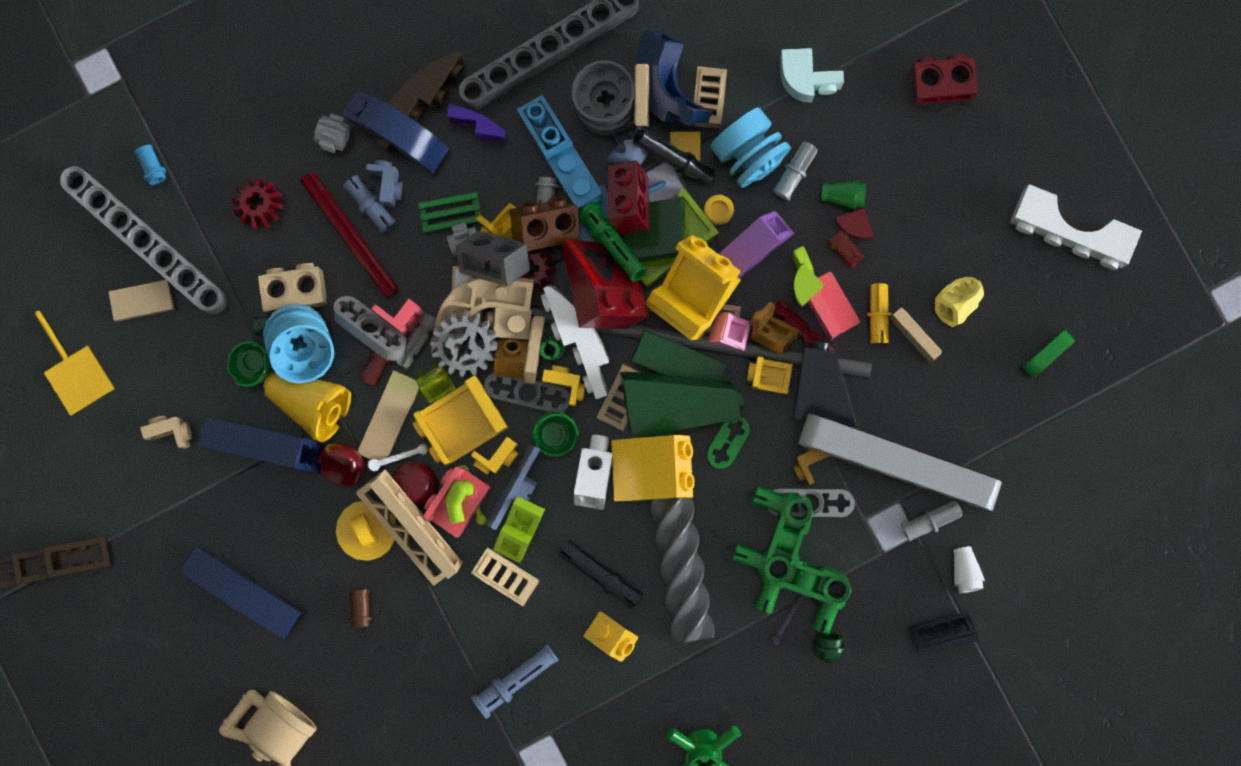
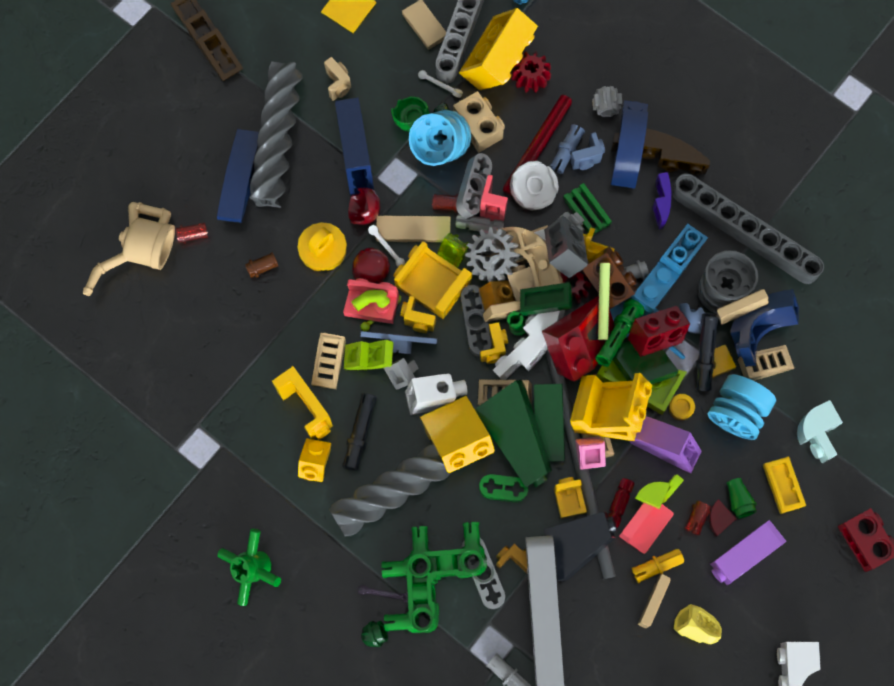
camera: 60 degrees right, 10 degrees down
(212, 534) = (273, 136): none -> dark grey piece
(217, 230) = (498, 49): none -> yellow brick
(244, 299) = (423, 75): none -> white hinge
(285, 677) = (191, 232): none -> clear red pin
(311, 405) = (399, 168): yellow cone -> none
(397, 260) = (534, 185): none -> white tile
(413, 523) = (341, 272): tan fence -> none
(502, 689) = (241, 394): sand blue pin -> none
(516, 625) = (292, 382): none -> yellow panel
(543, 307) = (545, 299): none -> dark green tile
(555, 434) = (453, 352): green hair -> none
(555, 500) = (401, 372): none -> light grey tile
(574, 244) = (603, 316): none -> yellowish green bar
(772, 331) = (605, 484): pearl gold bracket -> none
(795, 170) = (740, 452): light grey axle -> none
(849, 140) = (784, 485): none -> yellow plate
(907, 214) = (747, 553): none -> medium lavender slope

